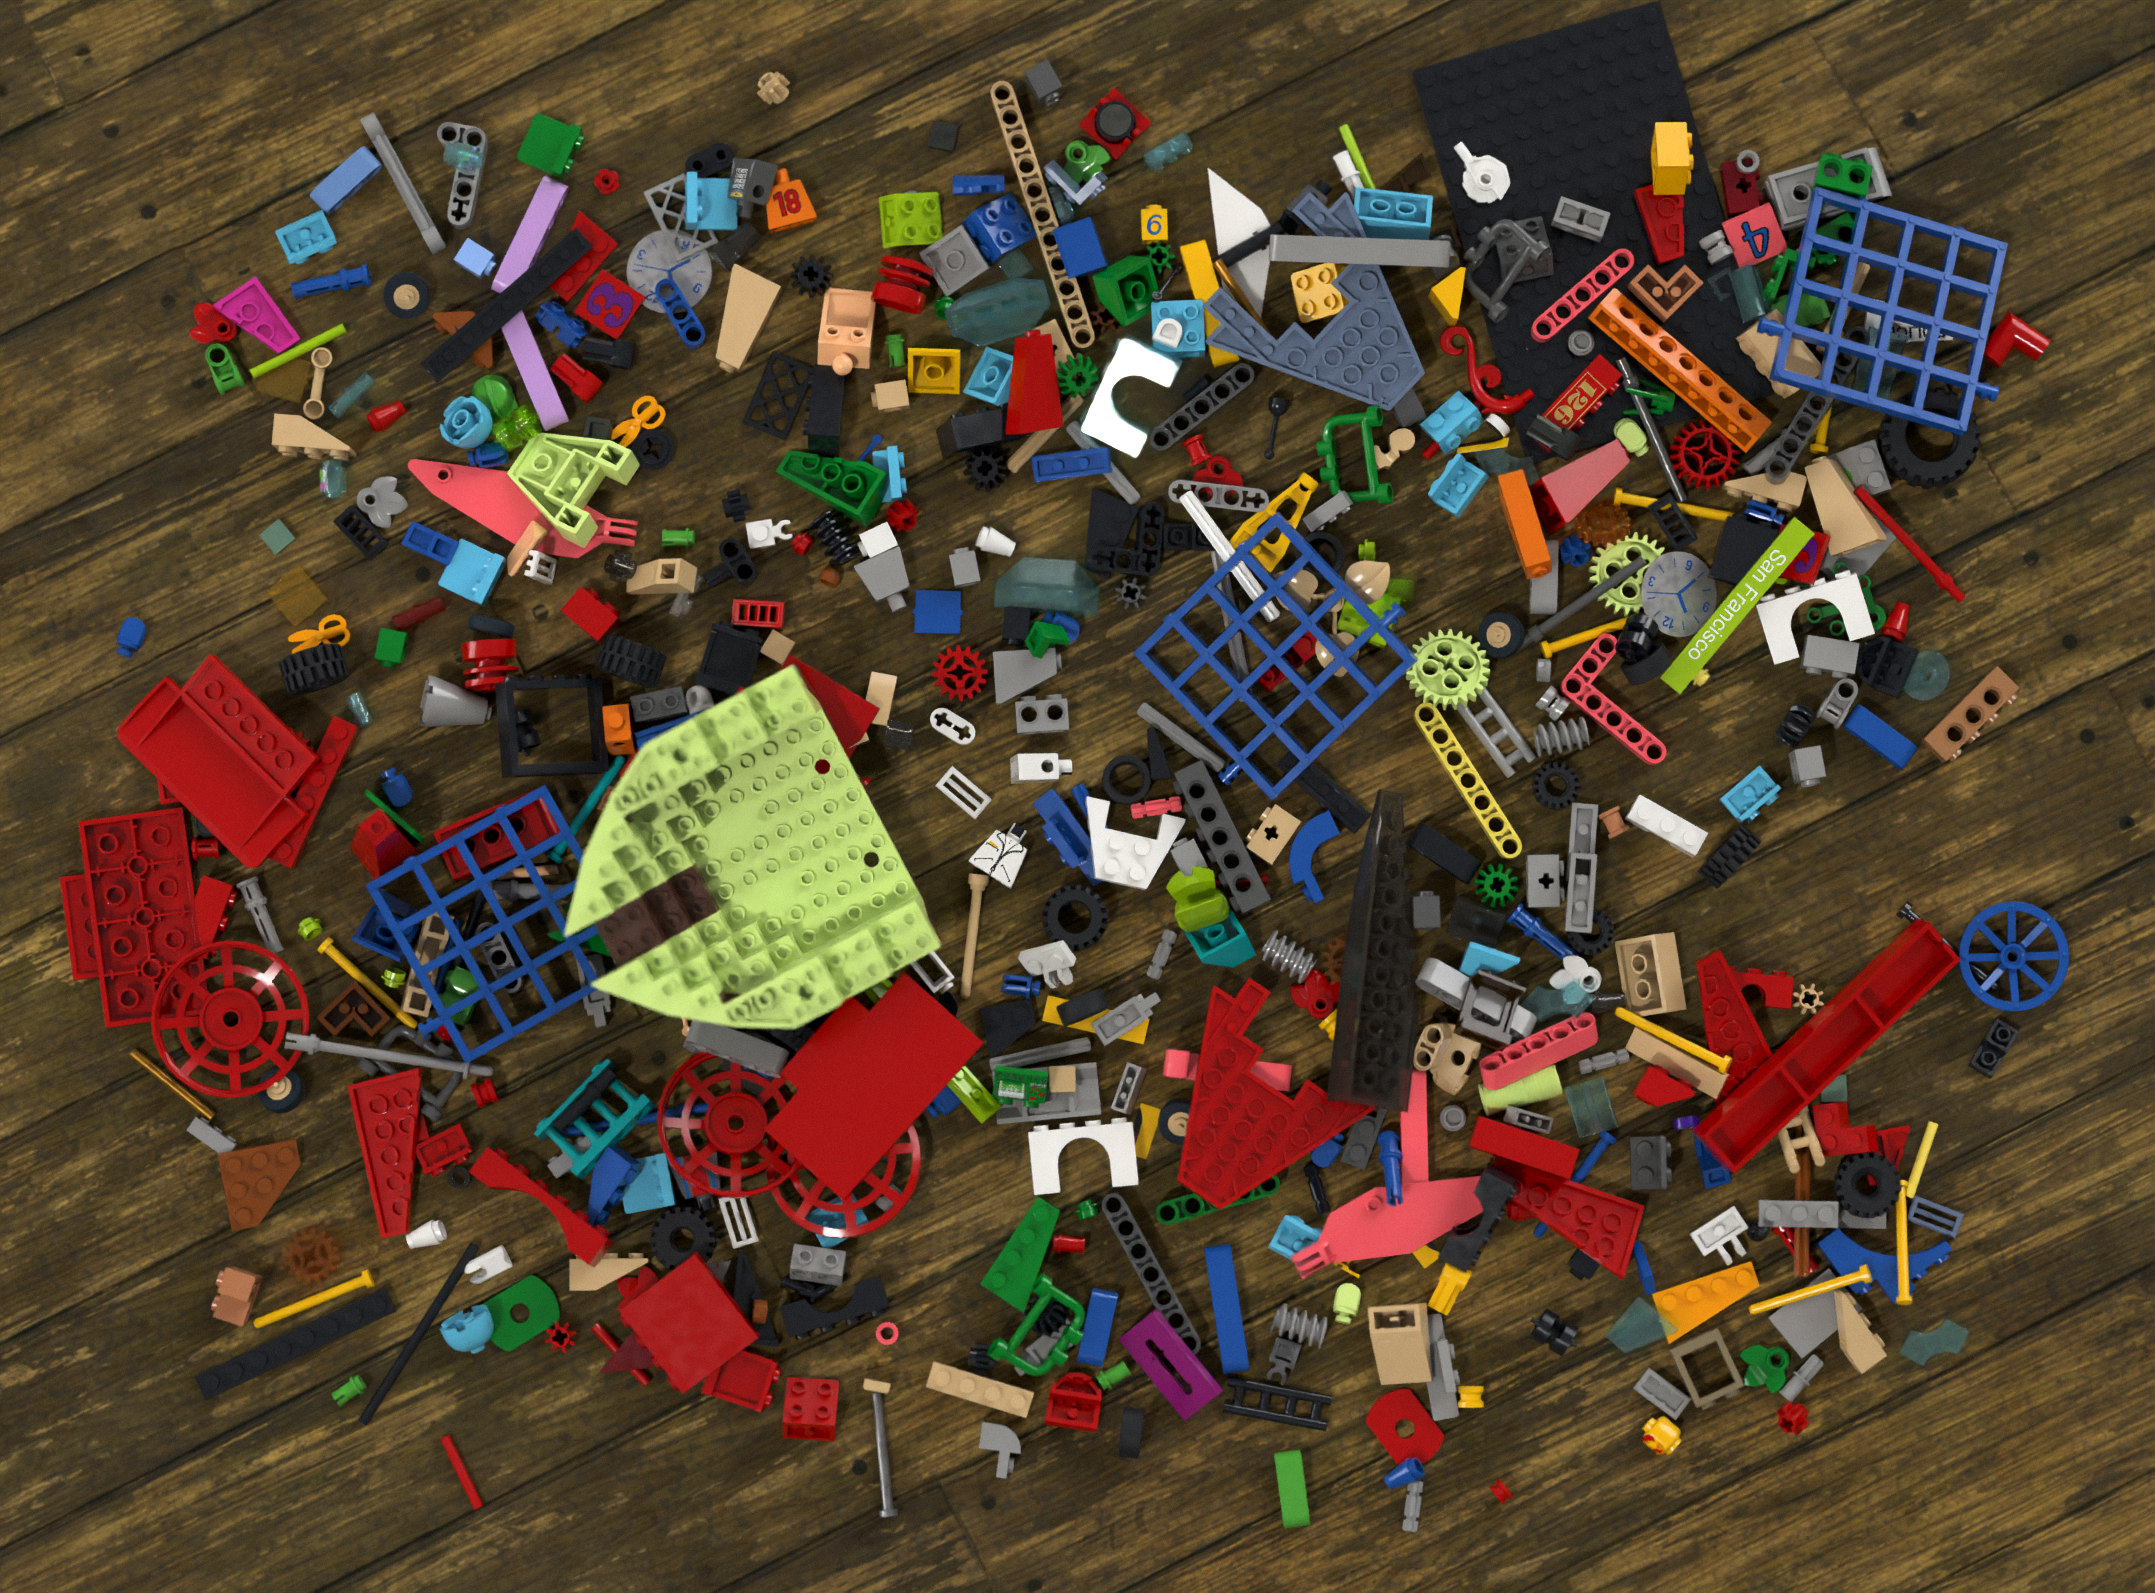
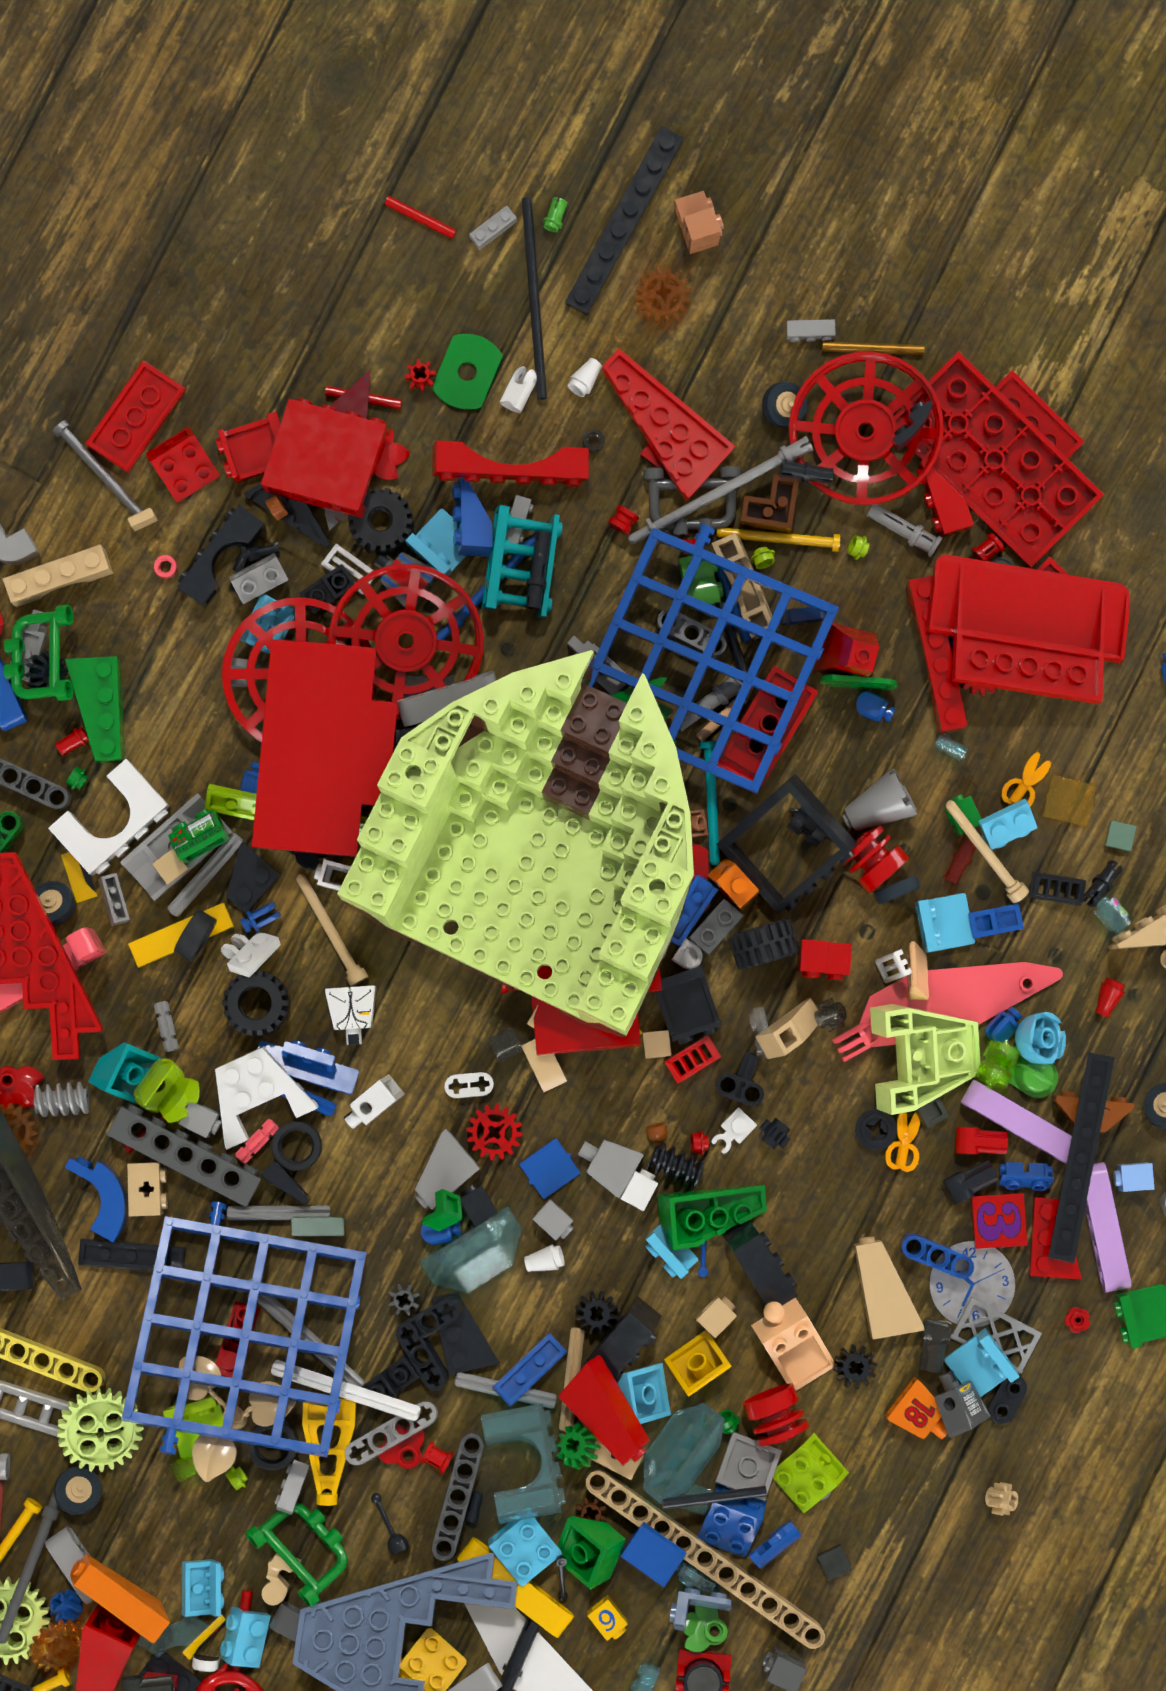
camera: 135 degrees right, 0 degrees up
(184, 992) = (917, 419): none -> black slope
(255, 1179) = (751, 322): dark orange plate -> none
(306, 1017) = (806, 472): none -> black pin
(313, 669) = (1011, 750): black tyre -> none
(322, 509) = (1102, 883): none -> black pin
(351, 395) = (1149, 992): clear light blue pin -> none
(362, 612) = (1007, 824): none -> medium azure bracket
(365, 1279) = (607, 308): yellow bar -> none
(376, 935) = (802, 576): blue slope -> none
(385, 501) = (1057, 929): light grey plate -> none
(395, 555) = (1015, 890): none -> tan piece
(408, 1417) = (493, 228): none -> light grey piece
(443, 1149) = (621, 452): red bracket -> none
(468, 1330) = (496, 326): medium azure cylinder -> none
(608, 1270) = (420, 453): tan slope -> none
(678, 538) = (801, 1073): bright green pin -> none
(757, 401) = (822, 1231): black window -> none
(766, 1216) = (329, 587): none -> black slope
(820, 1477) = (135, 416): none -> red plate
(895, 350) = (741, 1356): bright green pin -> none
(902, 515) = (635, 1225): red gear -> none
(980, 807) = (443, 1039): white tile -> none
(980, 1360) = (75, 598): black gear -> none
(998, 256) = (714, 1497): none -> black bar
(1042, 722) = (398, 1141): light grey brick -> none
(1124, 1017) = (156, 953): light grey hinge -> none
(1156, 701) = (318, 1226): none -> slope
(1164, 253) = (583, 1602): green gear -> none
(1168, 333) = (528, 1538): white tile -> none
(1236, 290) = (502, 1615): pearl gold bar -> none
(1543, 670) = (22, 1487): light grey axle -> none

